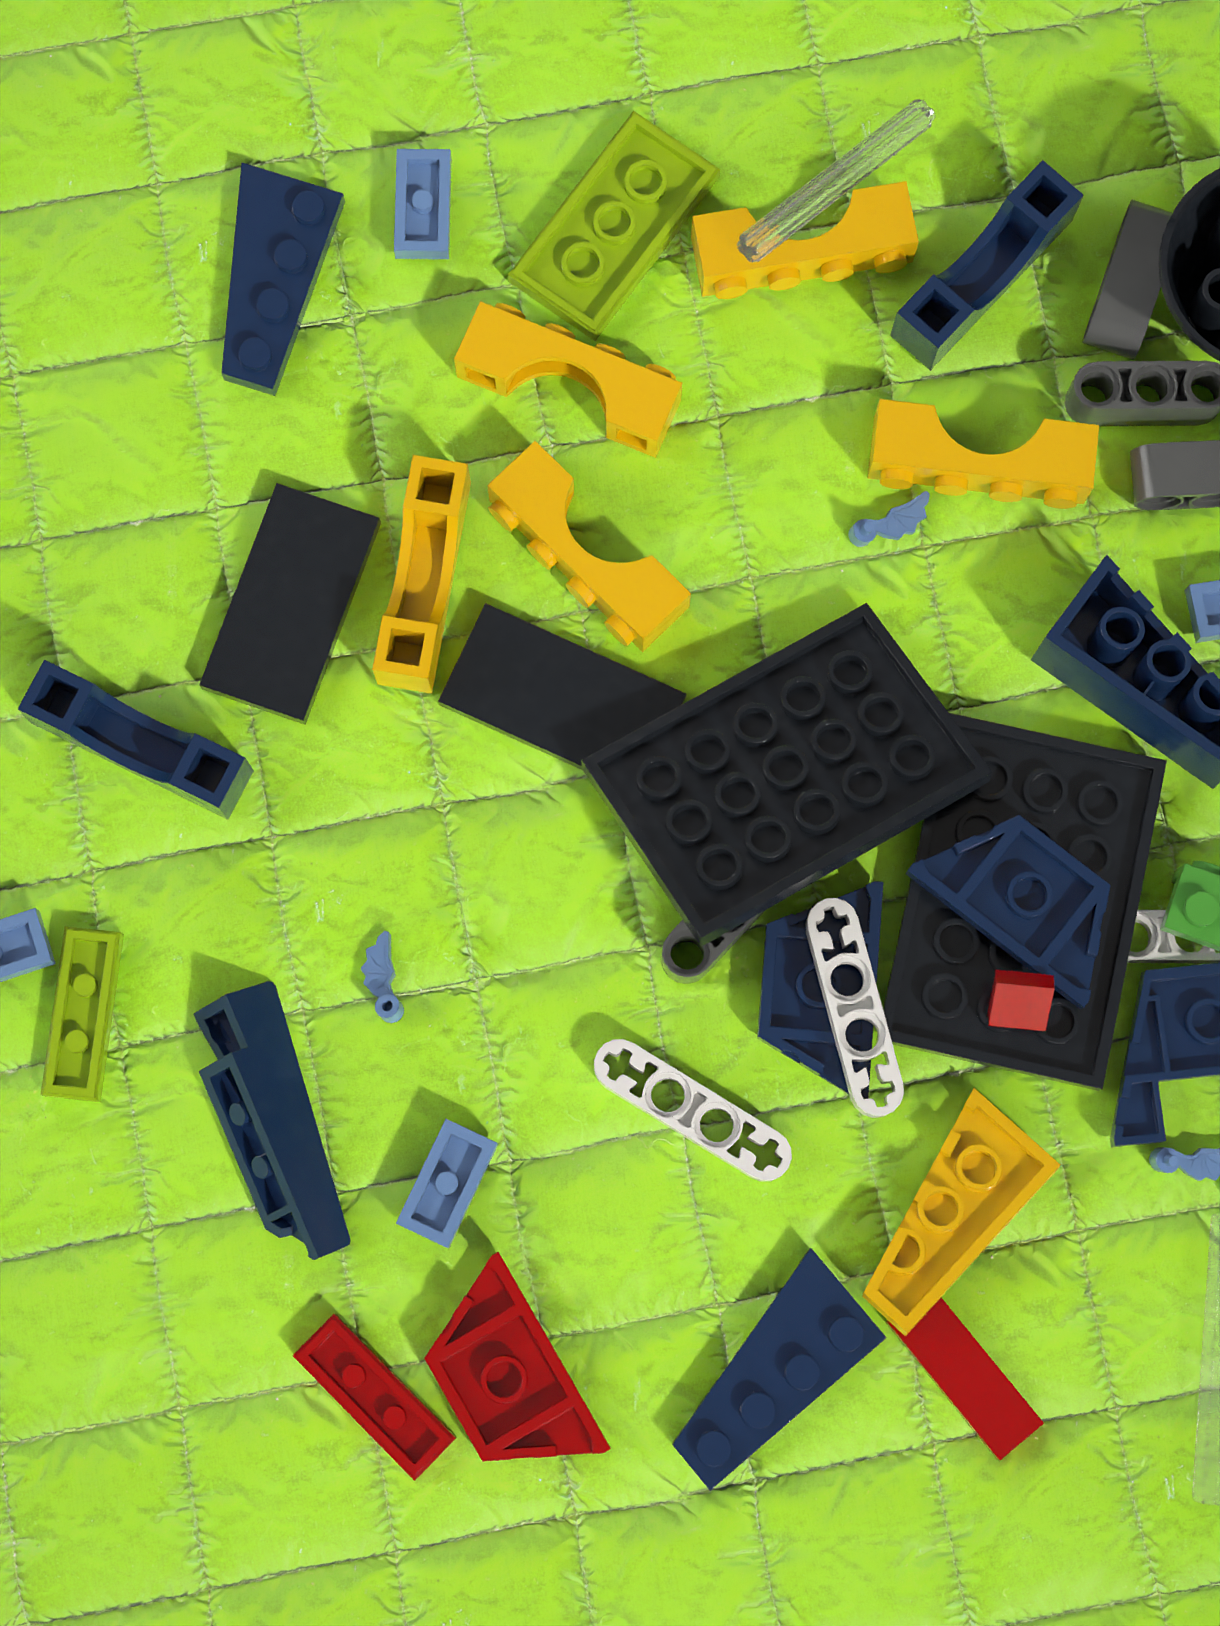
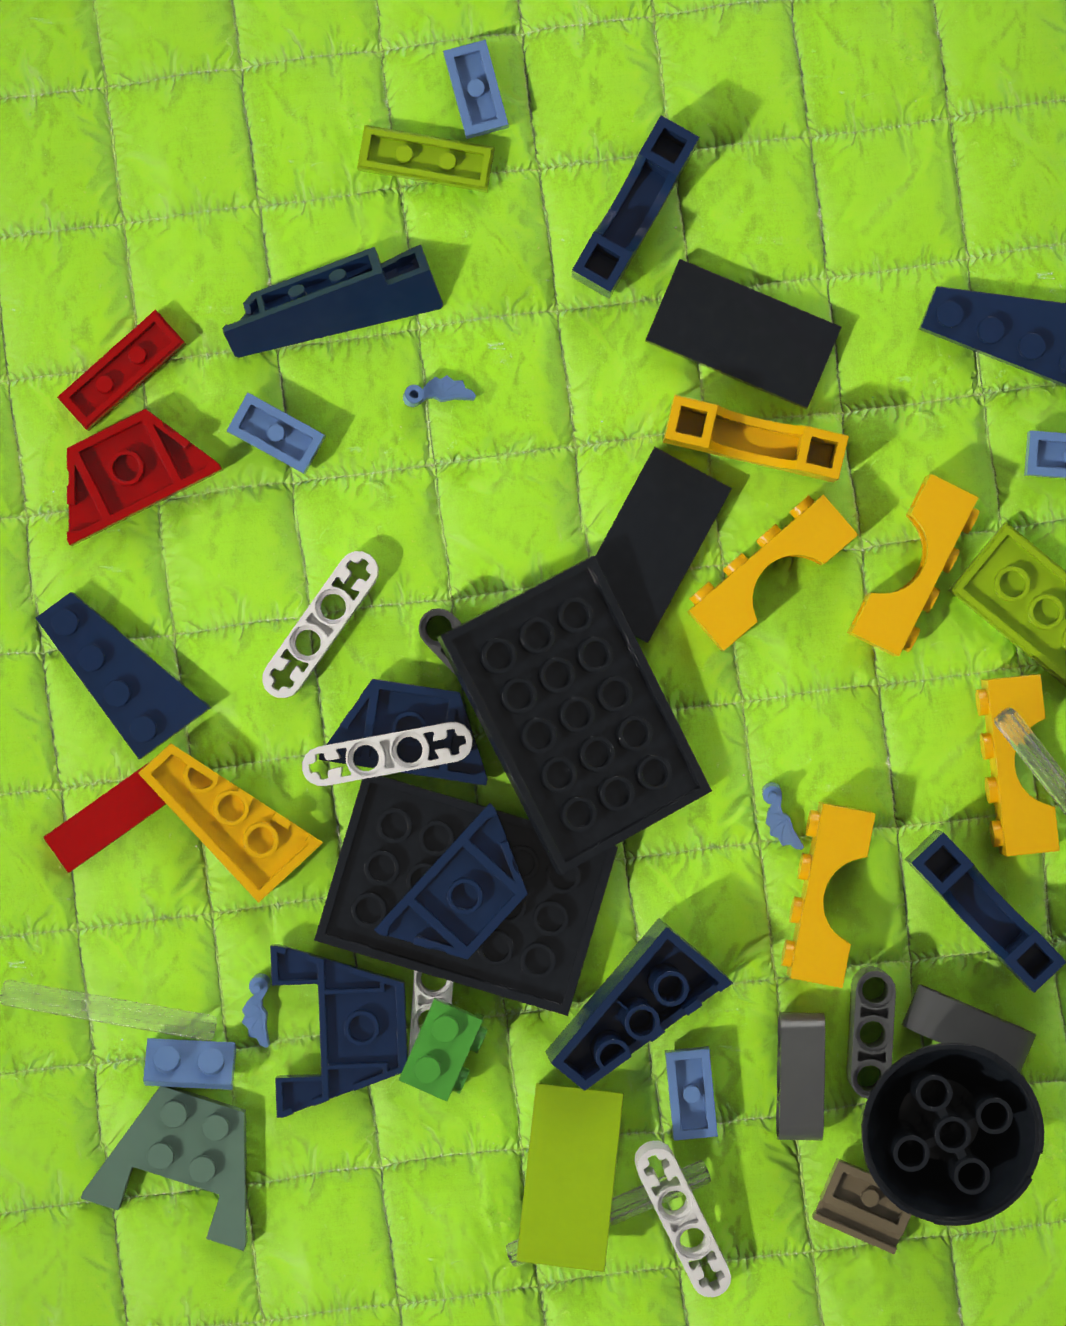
camera: 95 degrees right, 10 degrees up
(1020, 1000) = (383, 882): tile -> none

